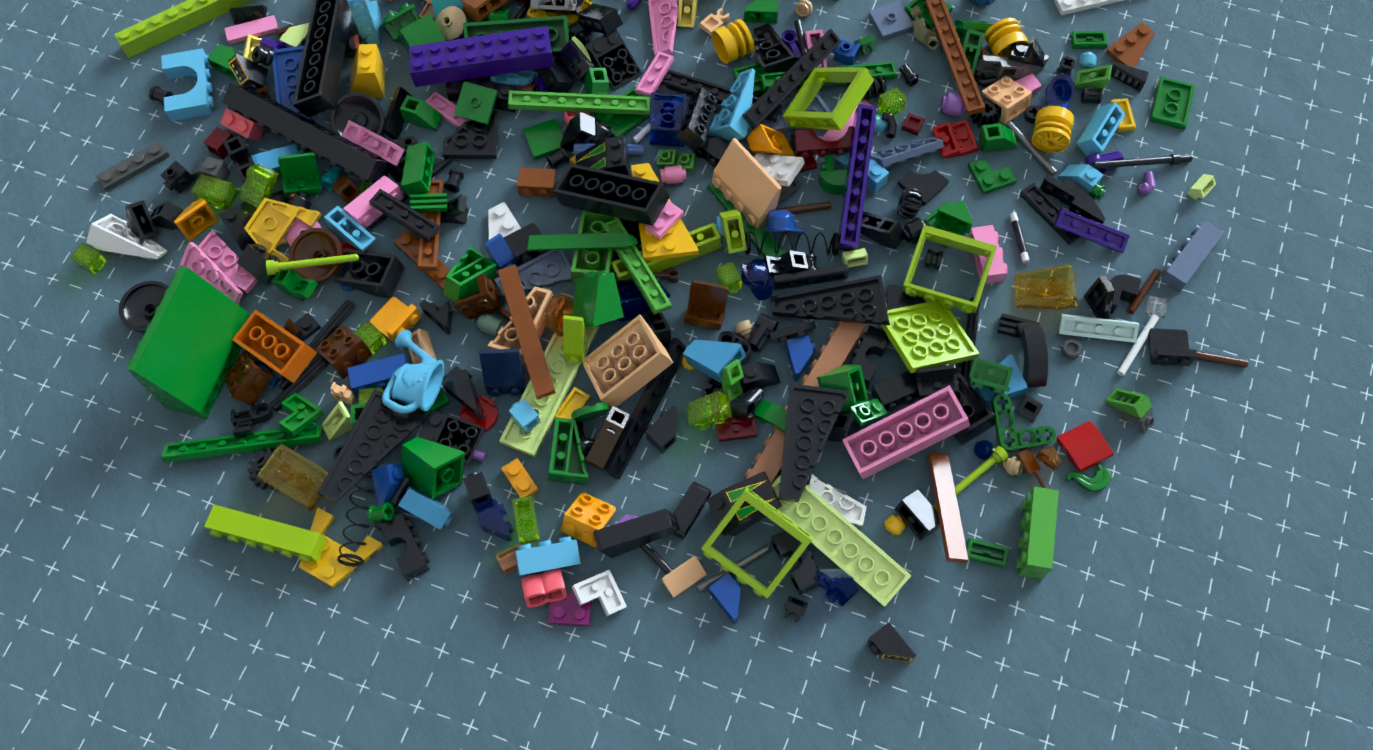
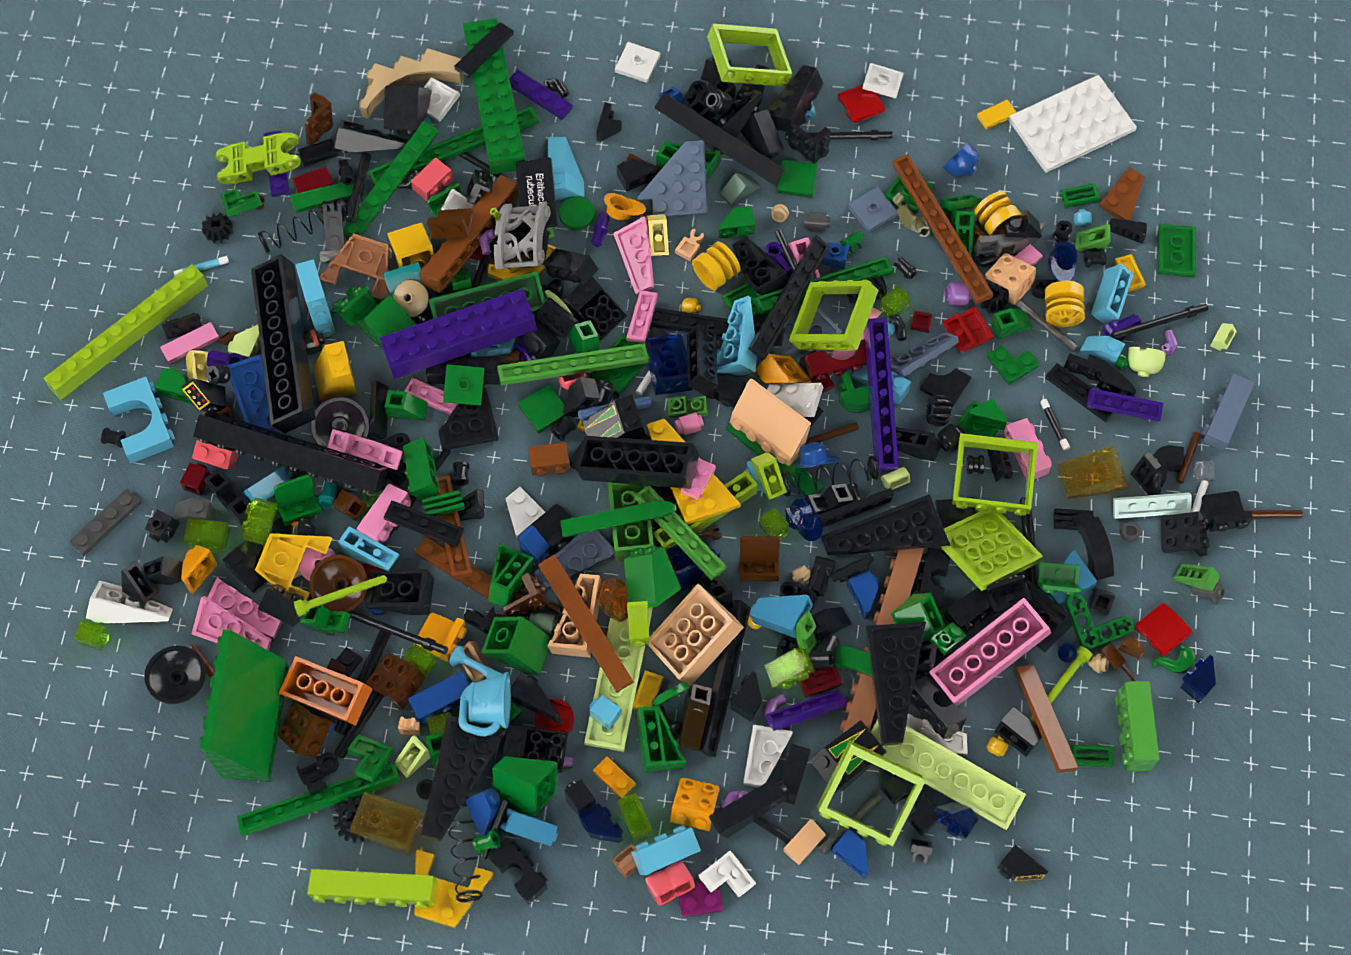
camera: 15 degrees left, 0 degrees up
(377, 321) = (427, 643): none -> black bar
(459, 338) = (517, 644): none -> green slope
(503, 371) = (572, 671): dark blue slope -> none
(666, 485) = (764, 753): none -> white wing
(684, 443) = (772, 704): none -> medium lavender arm
(703, 73) = (690, 305): none -> yellow piece
(716, 452) = (805, 710): none -> dark purple plate
(836, 20) = (816, 221): none -> dark grey brick
(846, 488) = (944, 720): none -> black arch
(956, 266) = (1000, 467): none -> black hinge
(1111, 503) = (1201, 681): none -> clear blue slope
(1120, 194) = (1146, 360): none -> yellowish green cylinder
(1126, 359) = (1185, 533): none -> black bracket

